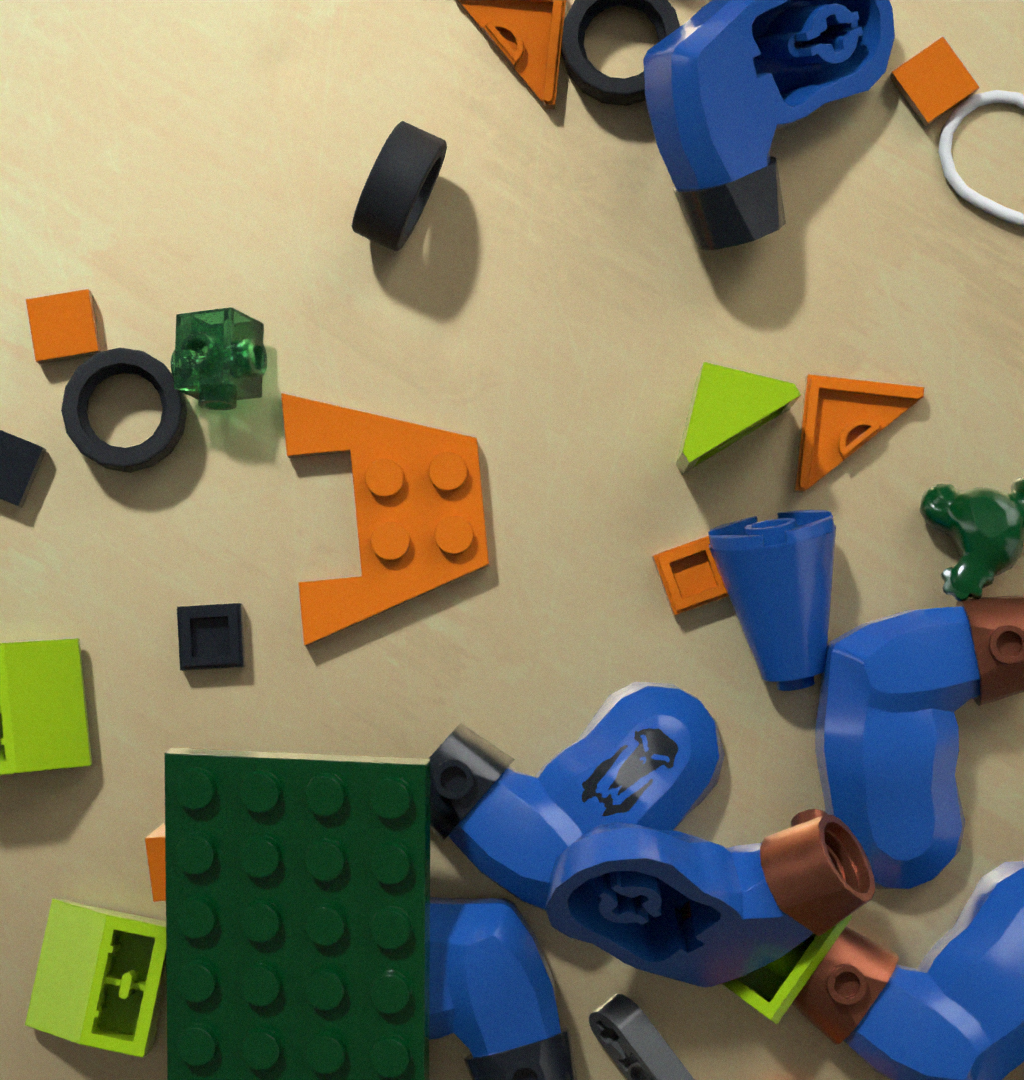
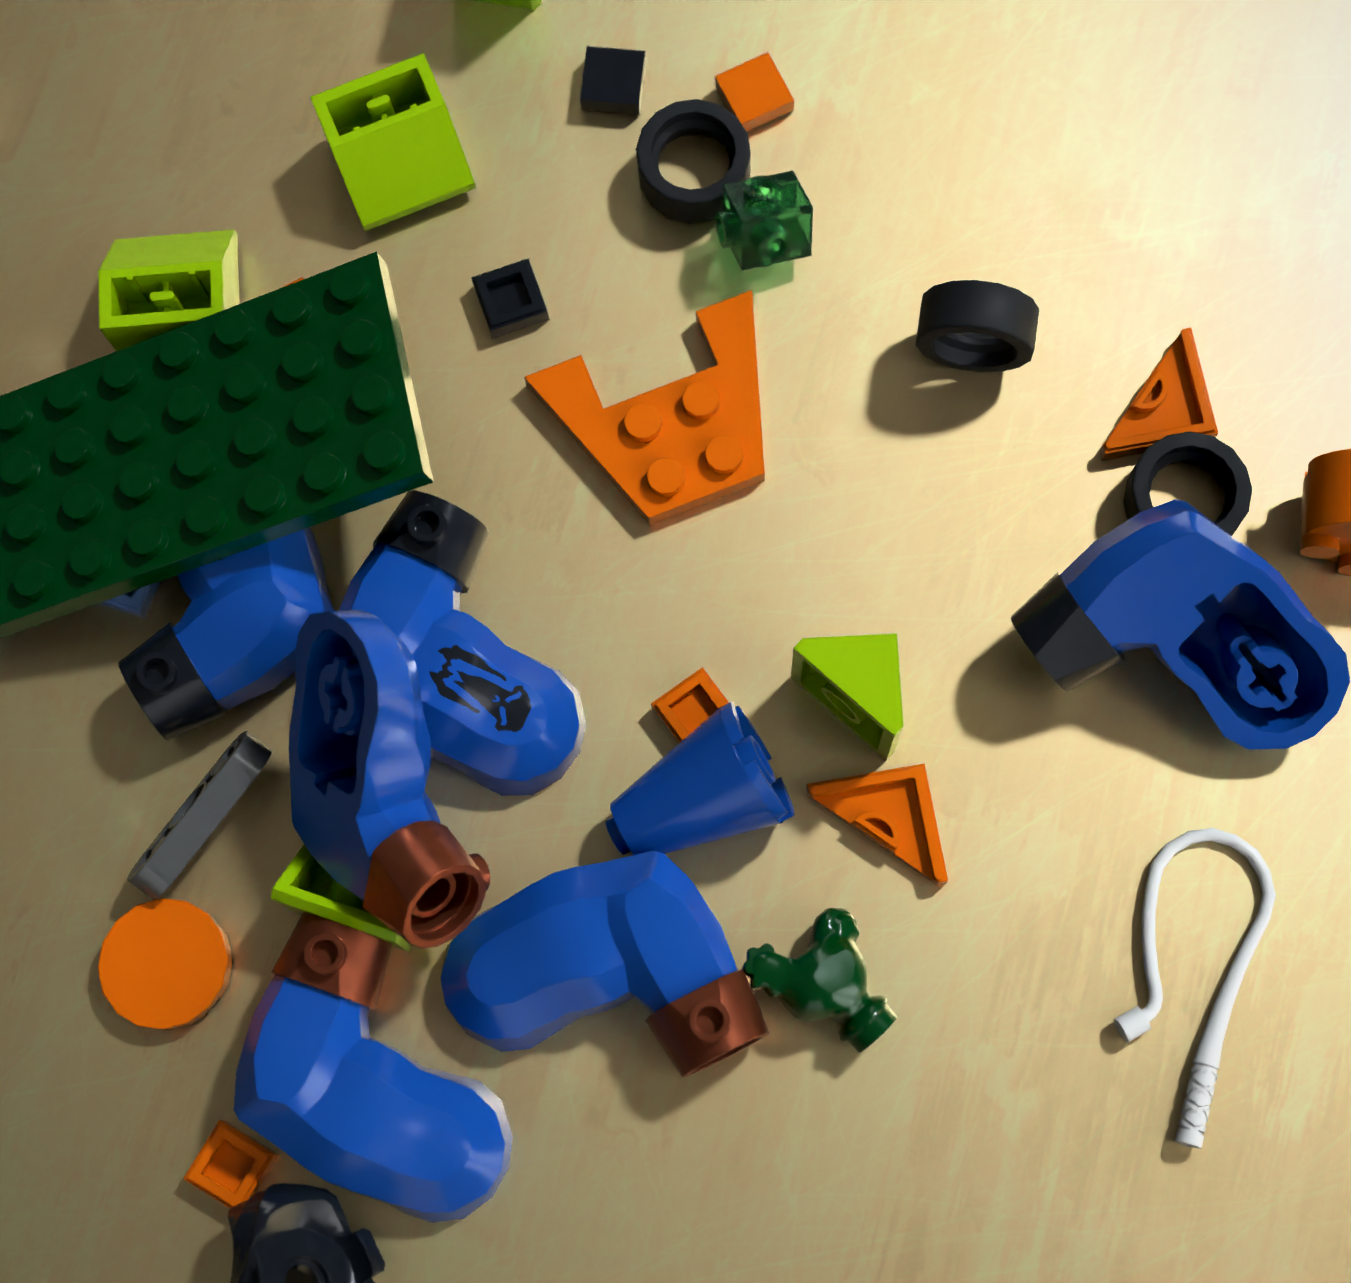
camera: 80 degrees right, 10 degrees down
(934, 81) = (1256, 805): orange tile -> none

